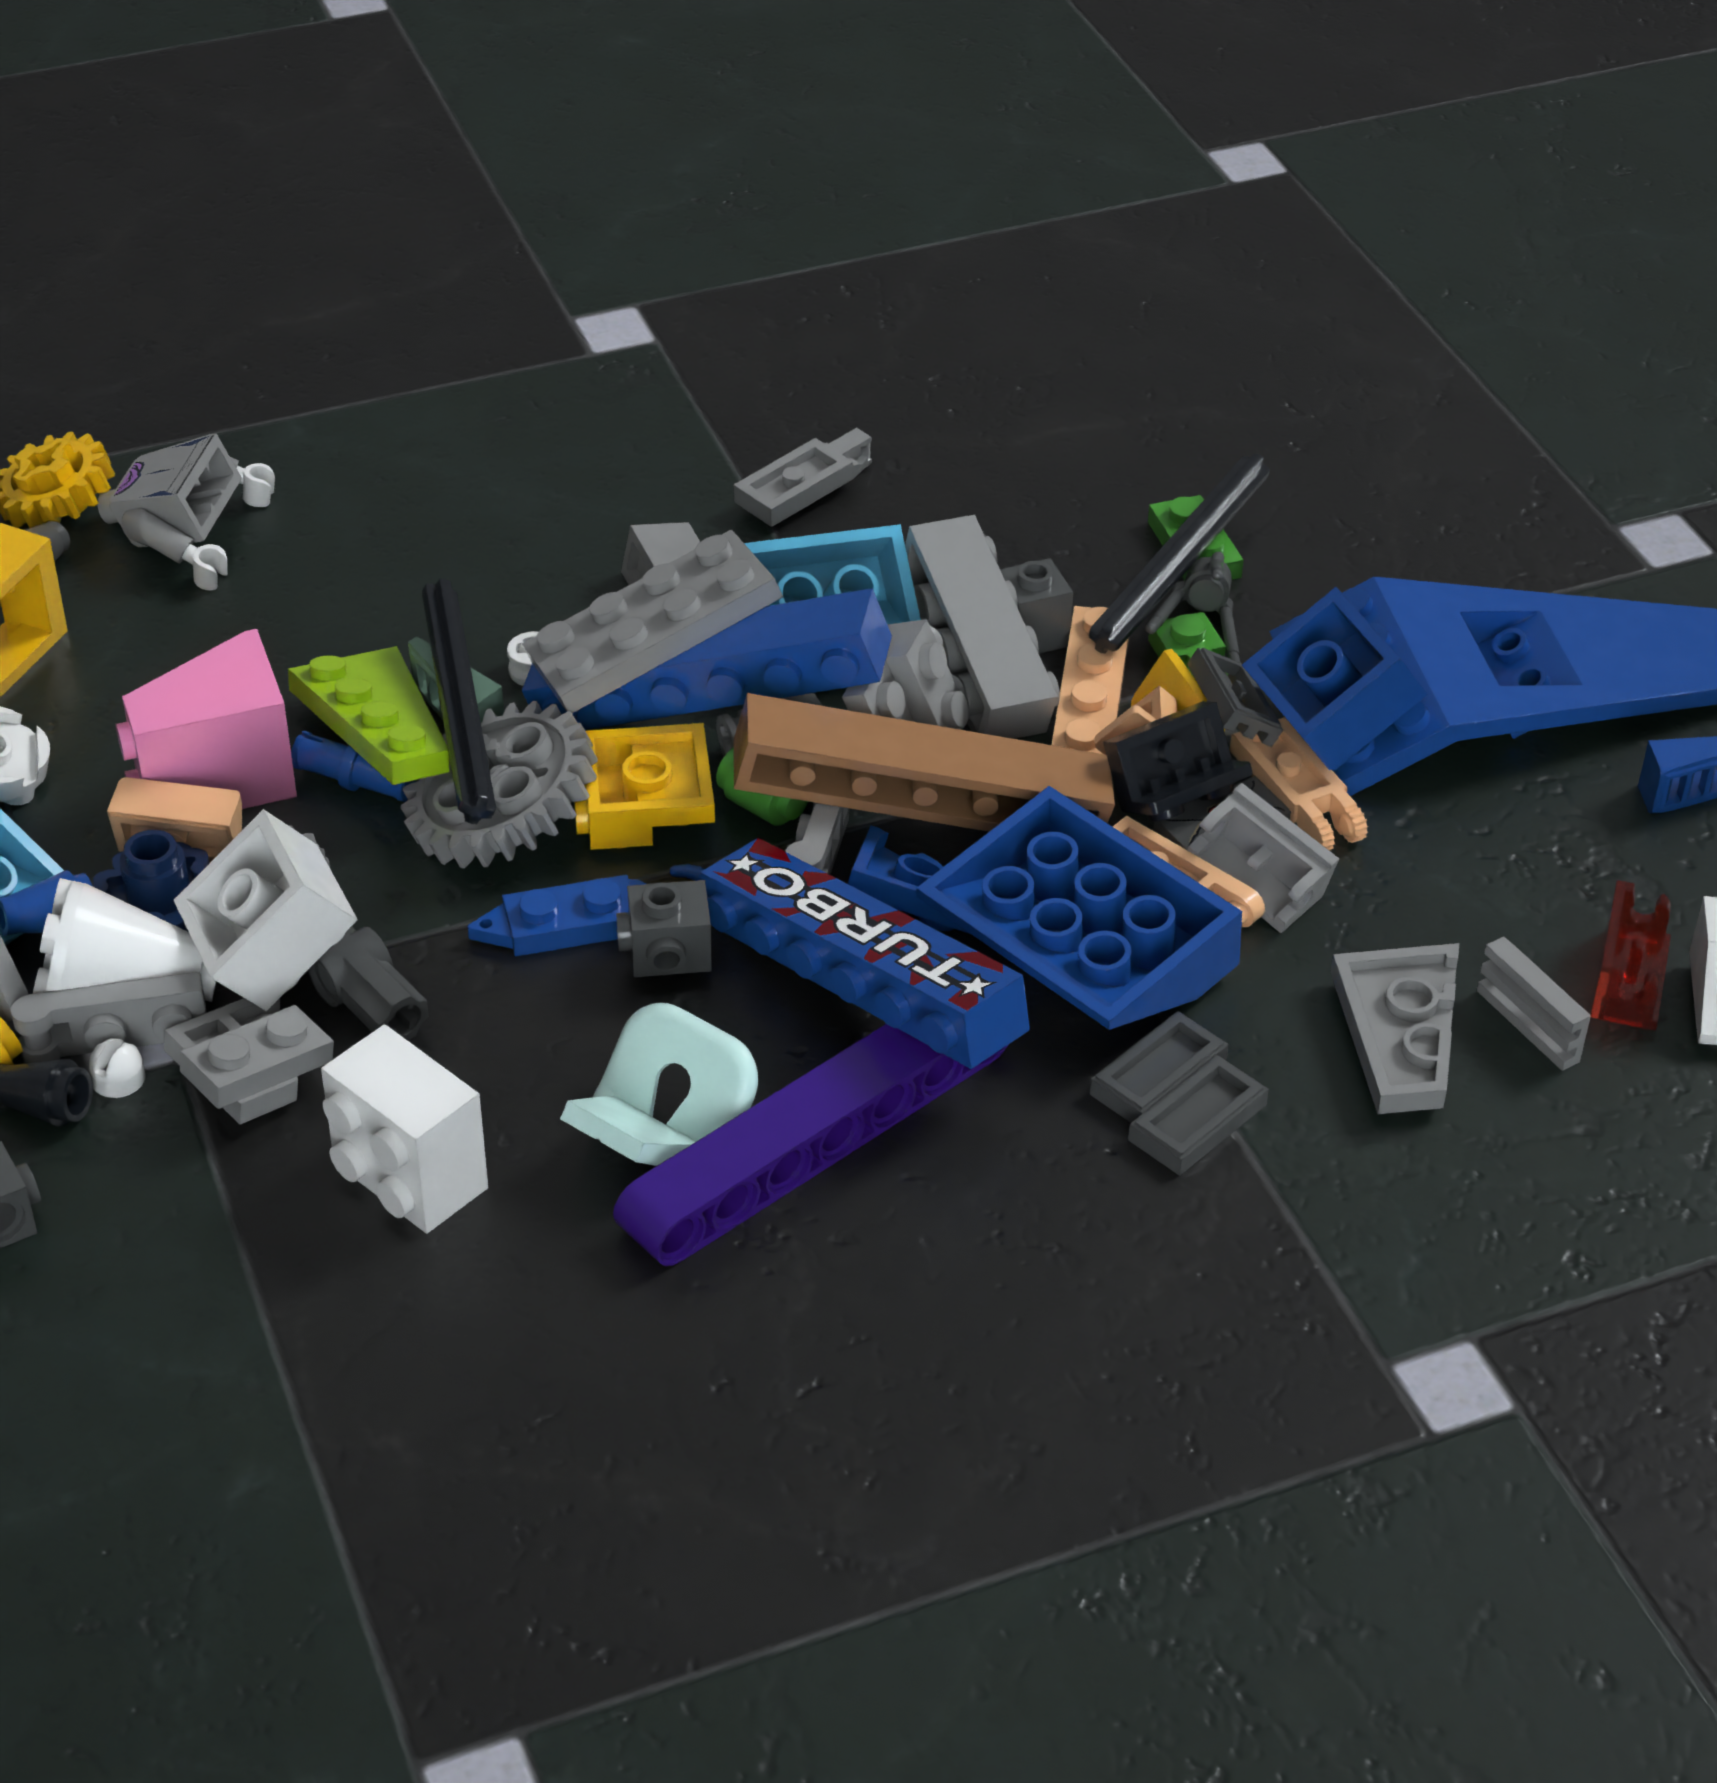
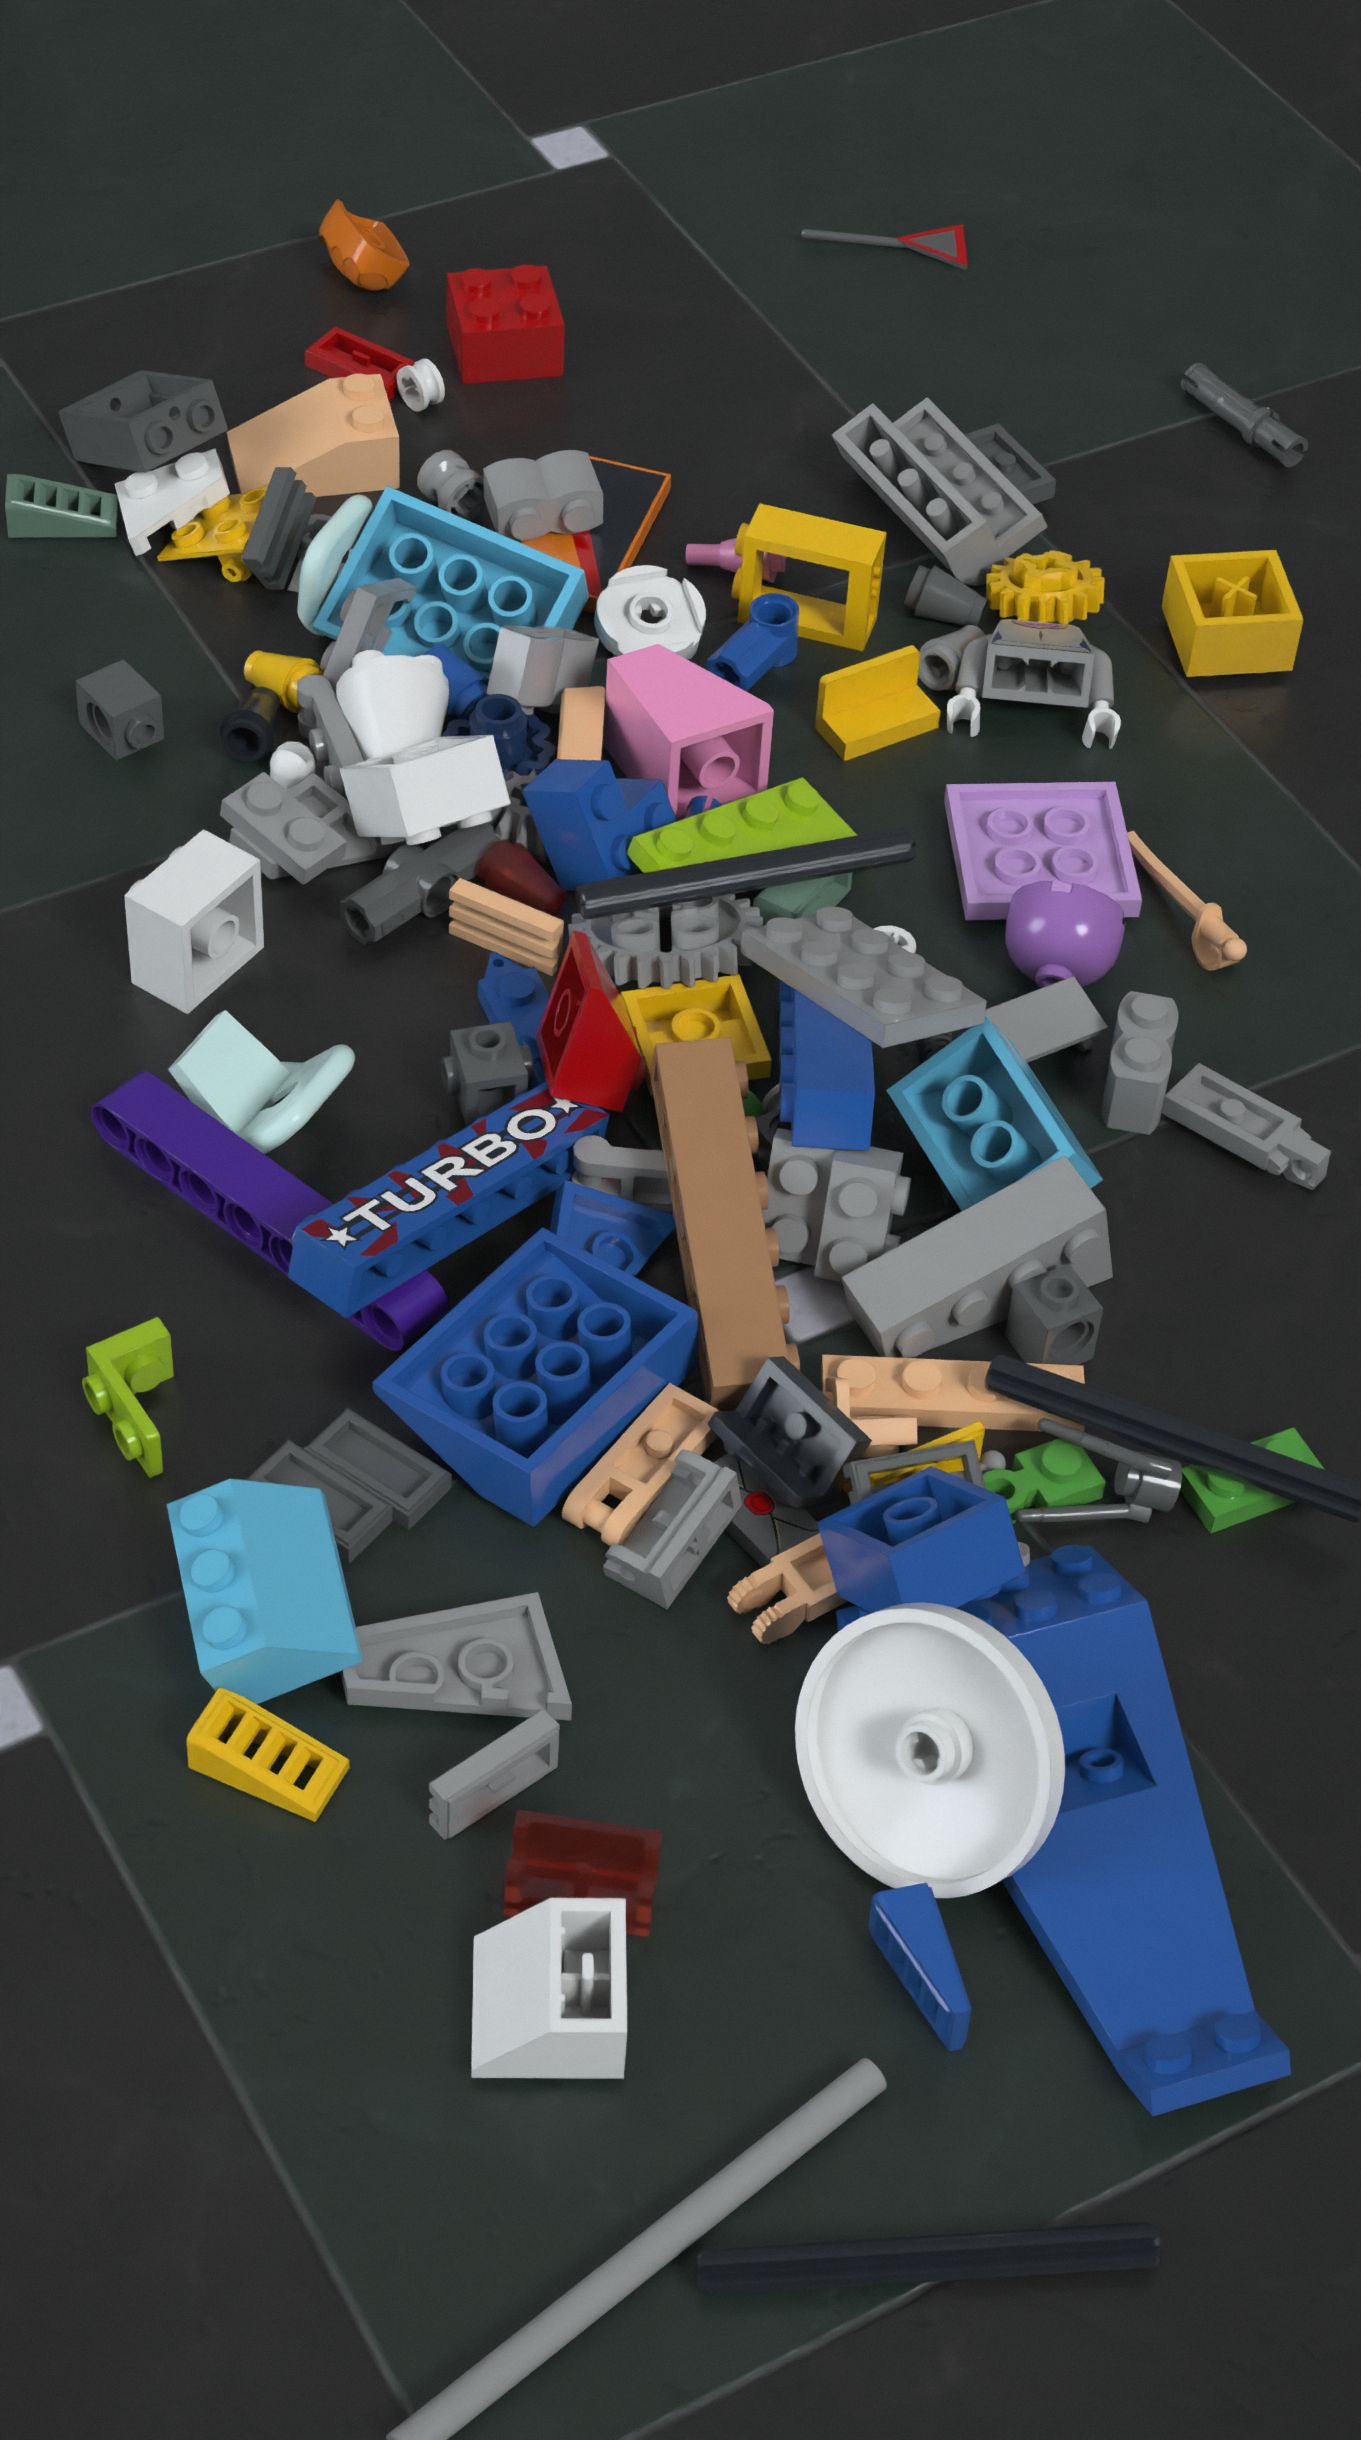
camera: 80 degrees right, 5 degrees up
(56, 683) = (761, 643): none -> blue piece
(71, 821) = (539, 664): none -> light grey brick
(123, 560) = (942, 658): none -> light grey cone
(144, 370) = (1231, 613): none -> yellow brick
(180, 615) = (874, 704): none -> yellow panel
(340, 802) = (592, 818): none -> blue brick
(377, 888) = (518, 875): none -> clear red cone
(413, 533) = (1038, 833): none -> lavender plate
(442, 906) = (506, 926): none -> light nougat tile
(559, 454) = (1212, 939): none -> light nougat sword
(568, 533) = (1063, 933): none -> medium lavender cylinder
(667, 817) = (587, 1034): none -> red slope
(719, 503) = (1139, 1062): none -> light grey brick
(1065, 1251) = (117, 1370): none -> lime bracket
(1341, 1139) = (263, 1587): none -> medium azure slope
(1494, 1196) = (250, 1724): none -> yellow slope
(1555, 693) = (930, 1749): none -> white dish

